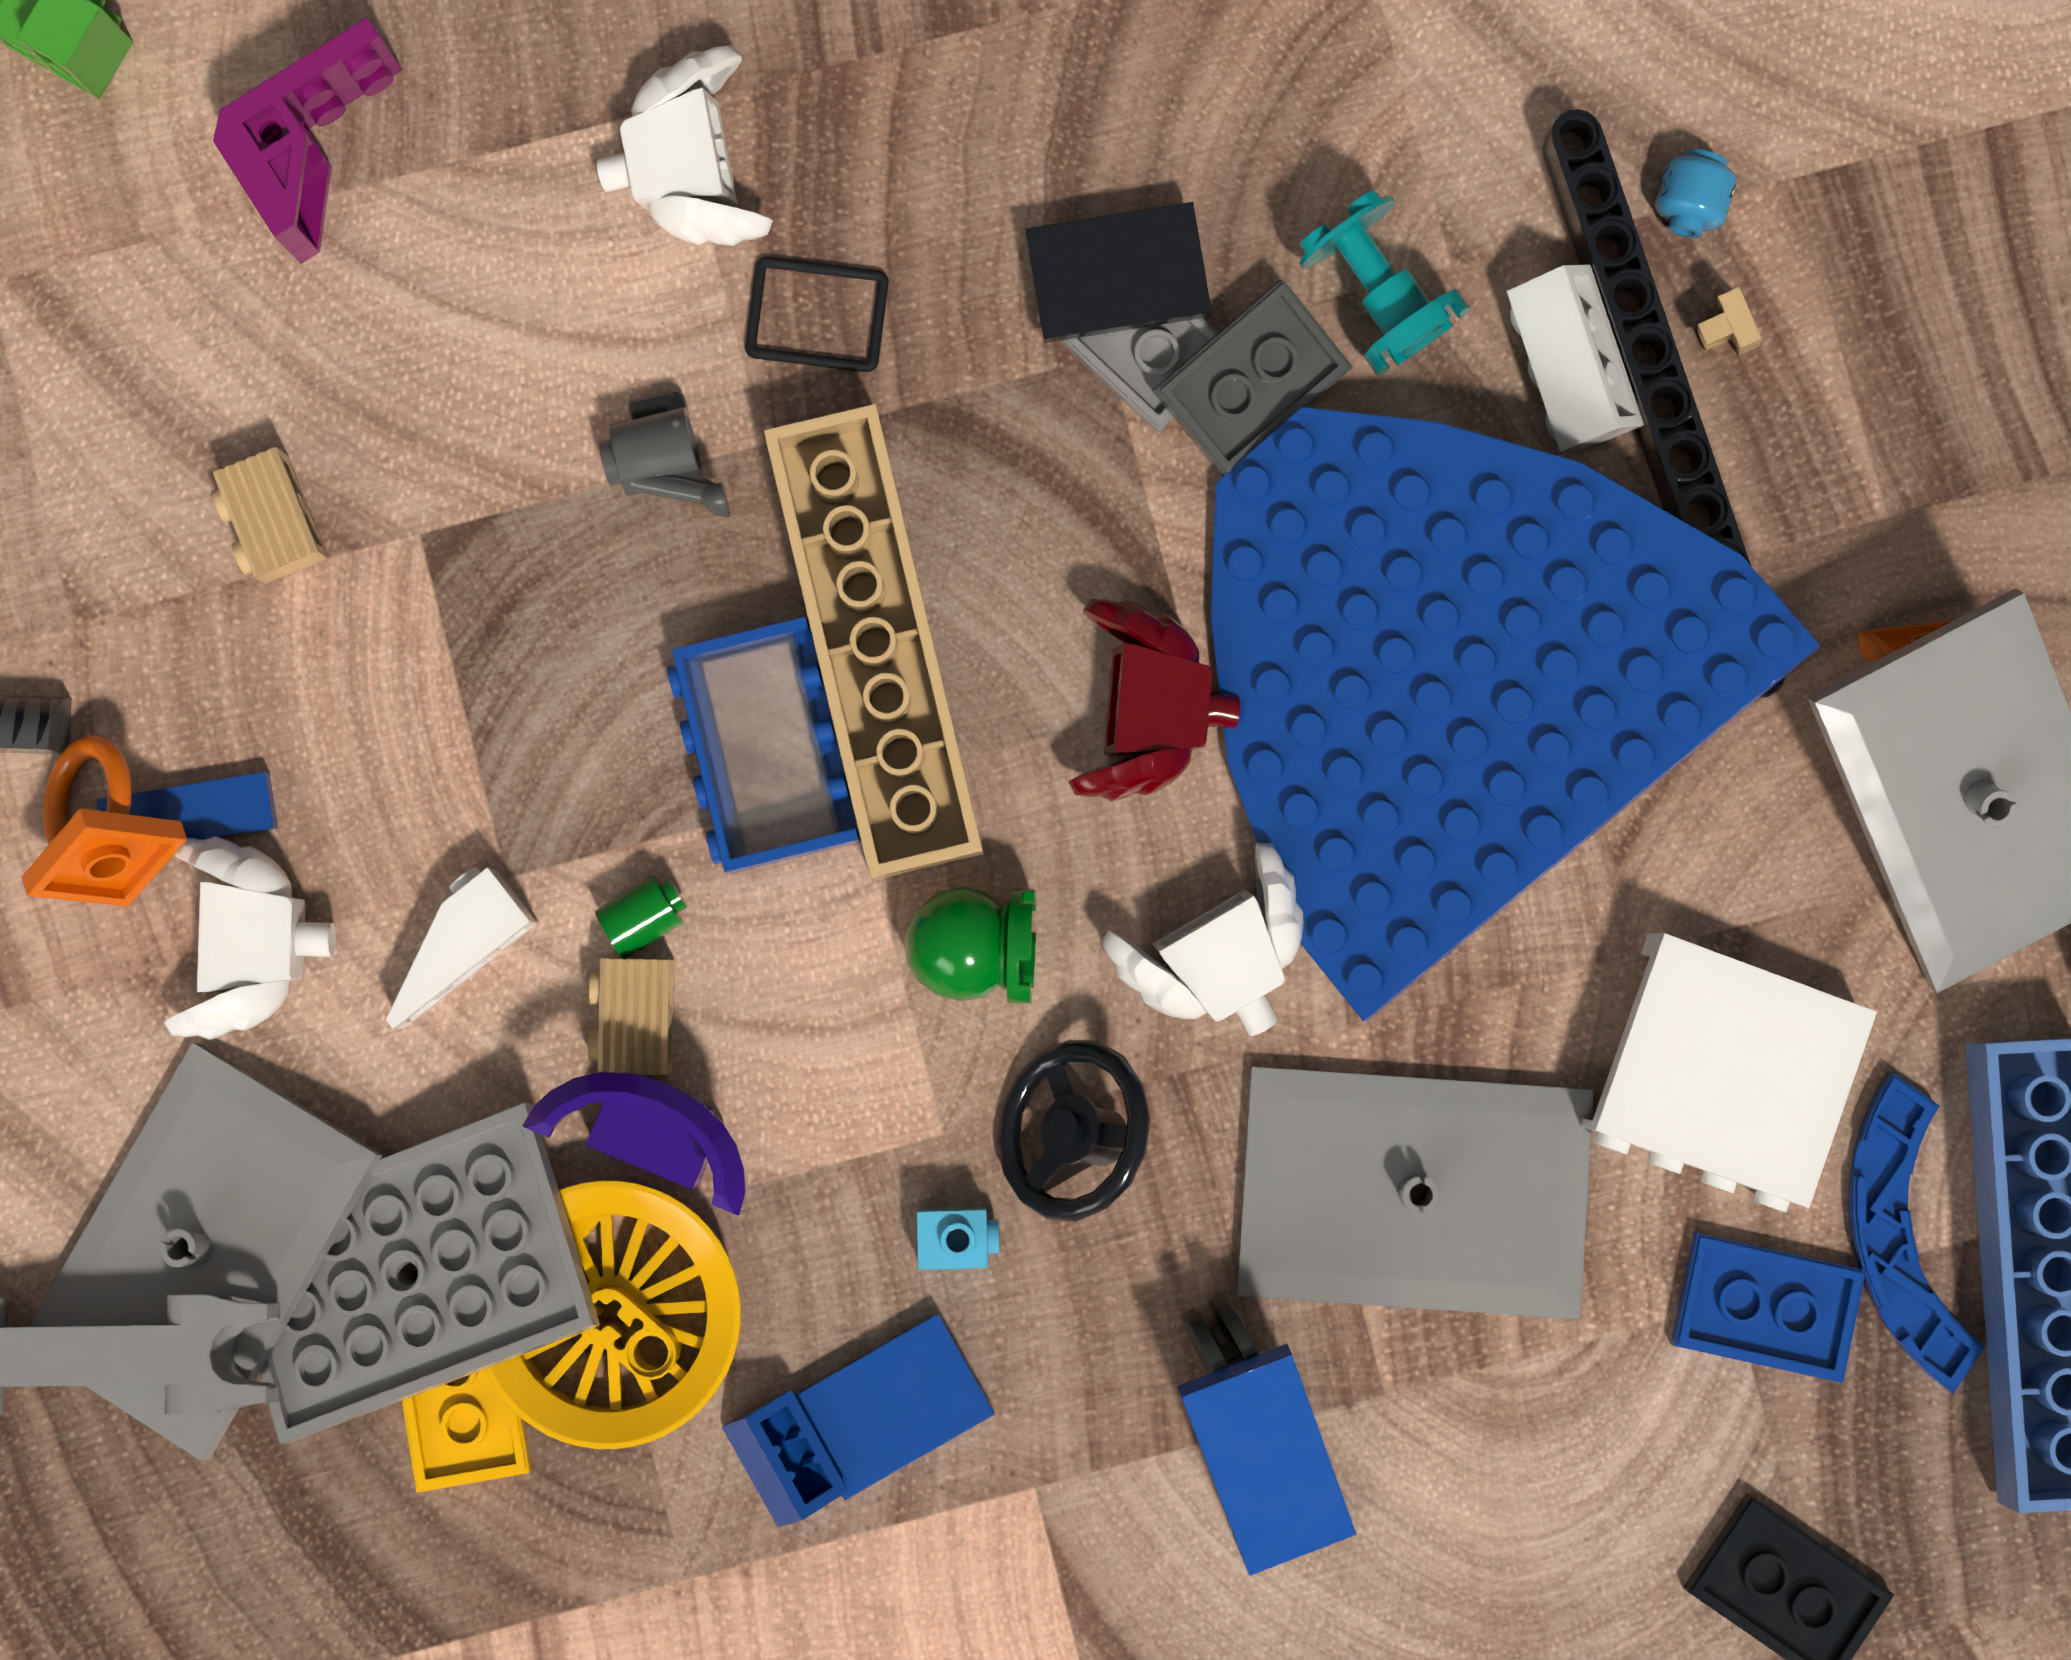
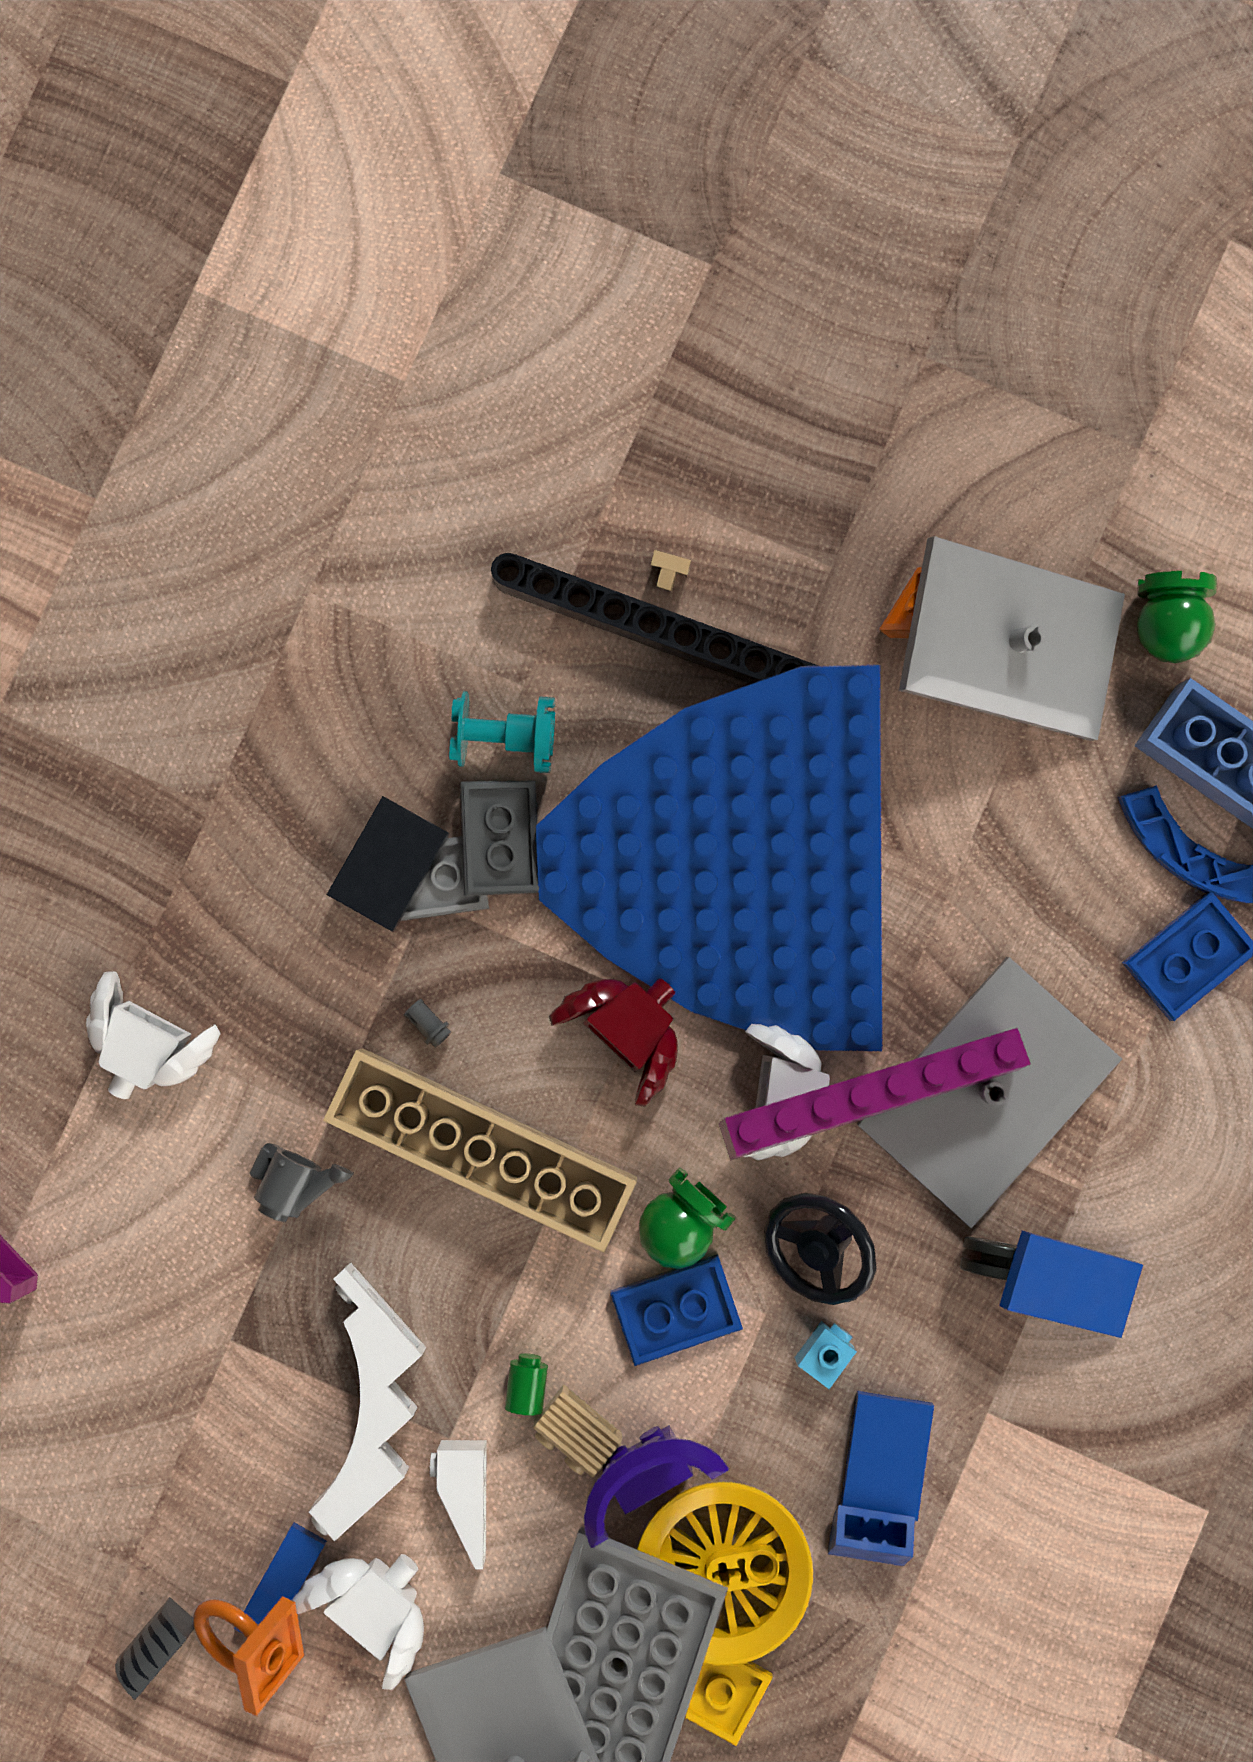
camera: 50 degrees left, 0 degrees up
(268, 516) = (156, 1416): tan brick -> none
(547, 719) = (383, 1352): none -> white arch
(763, 746) = (488, 1251): clear window -> none
(823, 269) = (304, 1059): black piece -> none
(865, 1024) = (676, 1310): none -> blue tile
(968, 468) = (427, 1023): none -> dark grey pin
(1307, 1046) = (873, 1093): none -> magenta brick
(1574, 358) = (622, 663): white brick -> none
(1695, 192) = (586, 531): dark azure head -> none
(1731, 1073) = (1058, 881): white panel -> none

